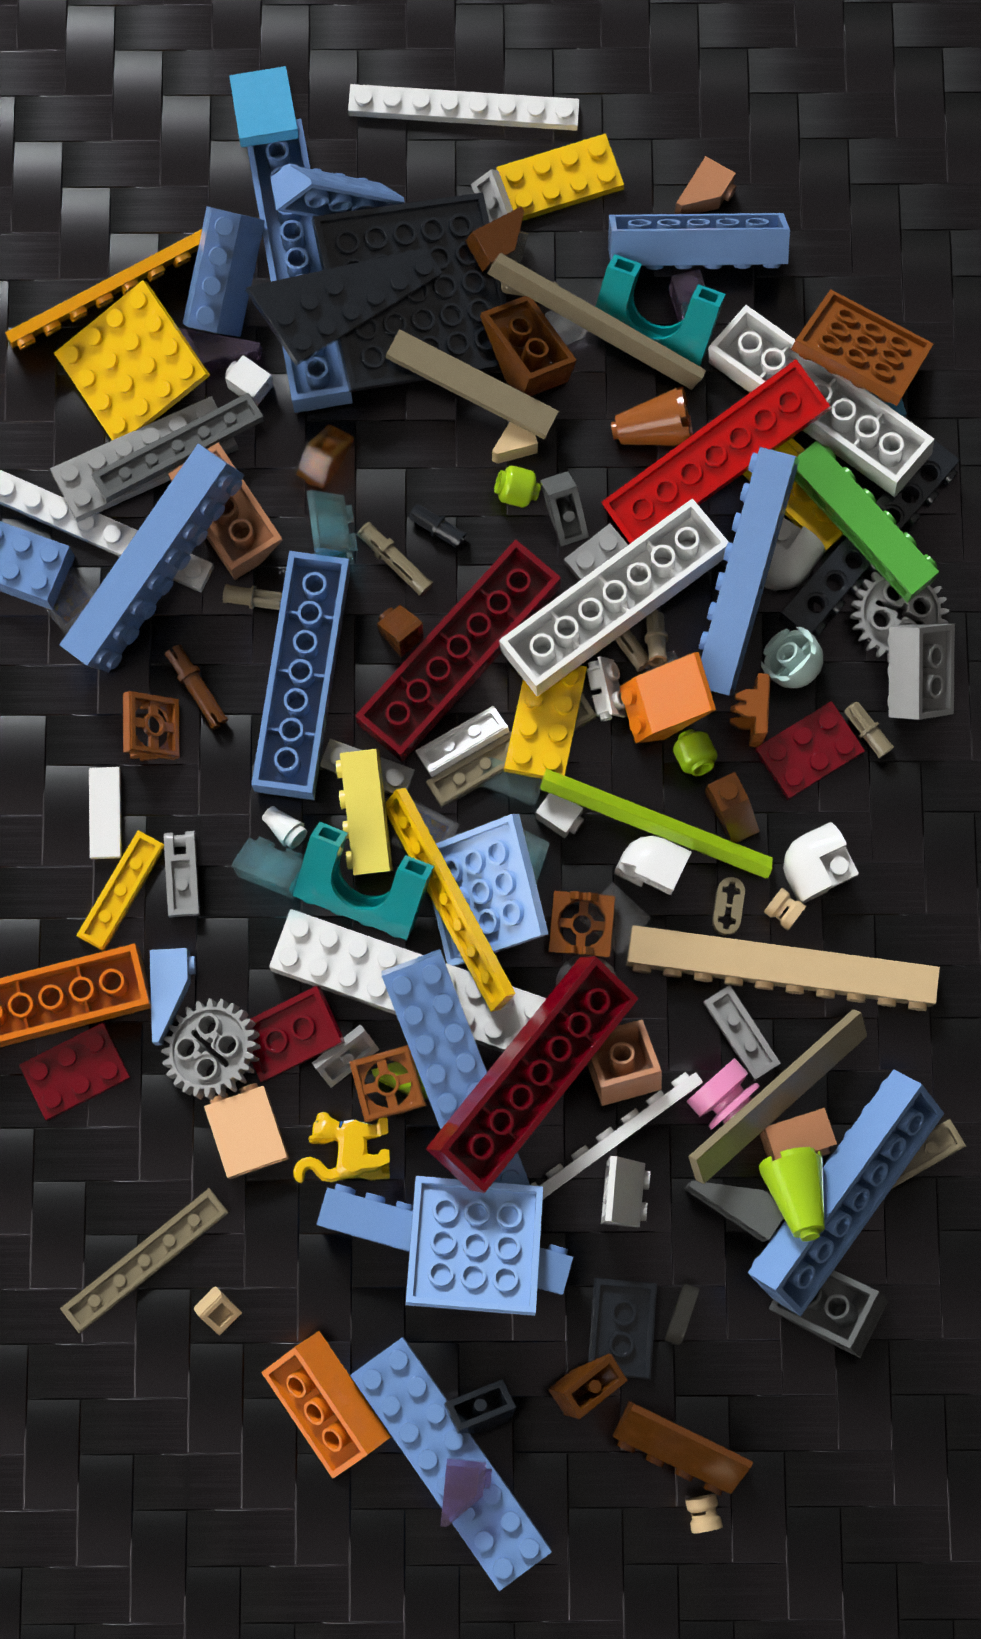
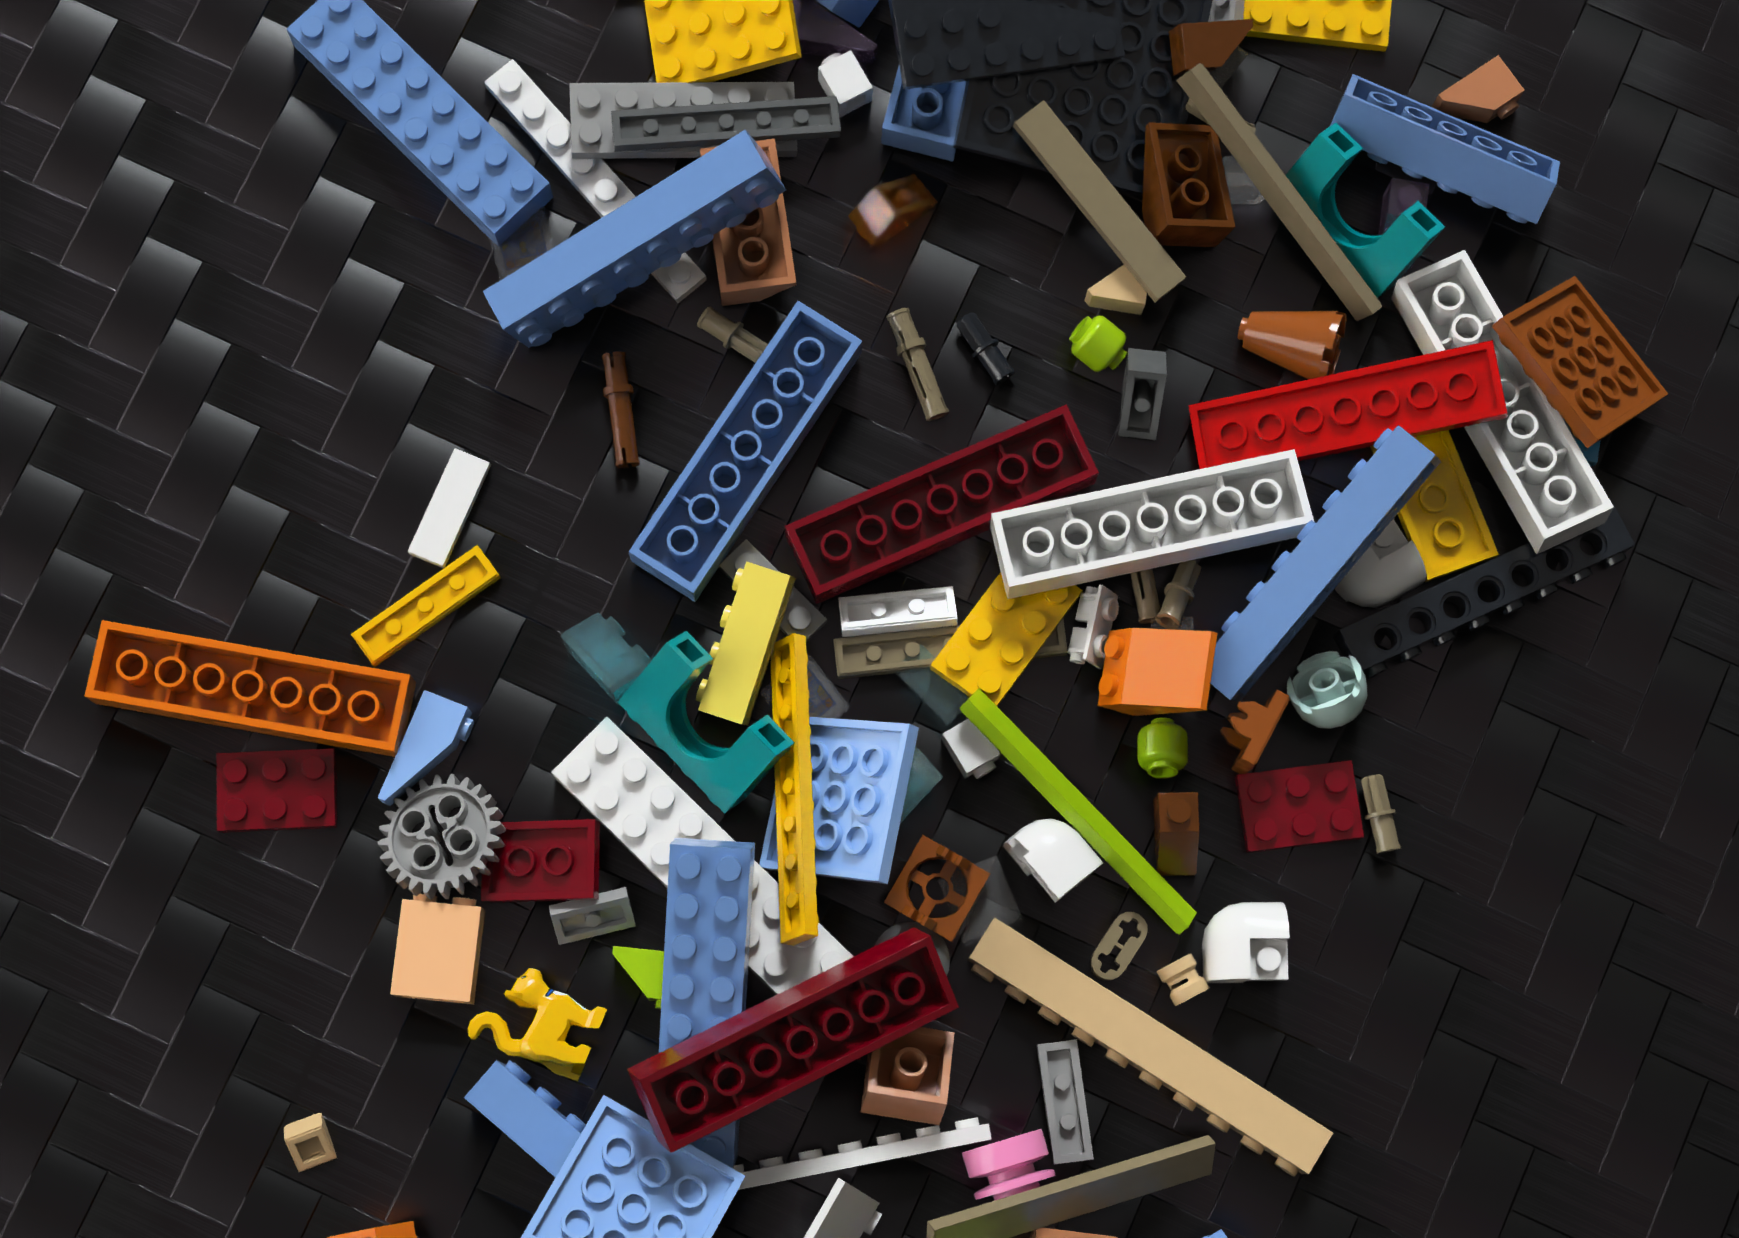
camera: 20 degrees right, 0 degrees up
(144, 1261) = (254, 1045): dark tan tile -> none
(170, 710) = (578, 423): dark orange piece -> none
(181, 875) = (502, 619): light grey plate -> none
(286, 828) = (647, 620): white cone -> none
(330, 525) = (860, 291): clear light blue slope -> none
(369, 1108) = (590, 993): dark orange piece -> none
(400, 629) = (885, 449): reddish brown slope -> none
(595, 552) = (1154, 460): light grey plate -> none
(863, 522) = (1486, 568): bright green brick -> none
(867, 608) = (1506, 671): light grey gear -> none
(921, 670) = (1473, 773): light grey slope -> none

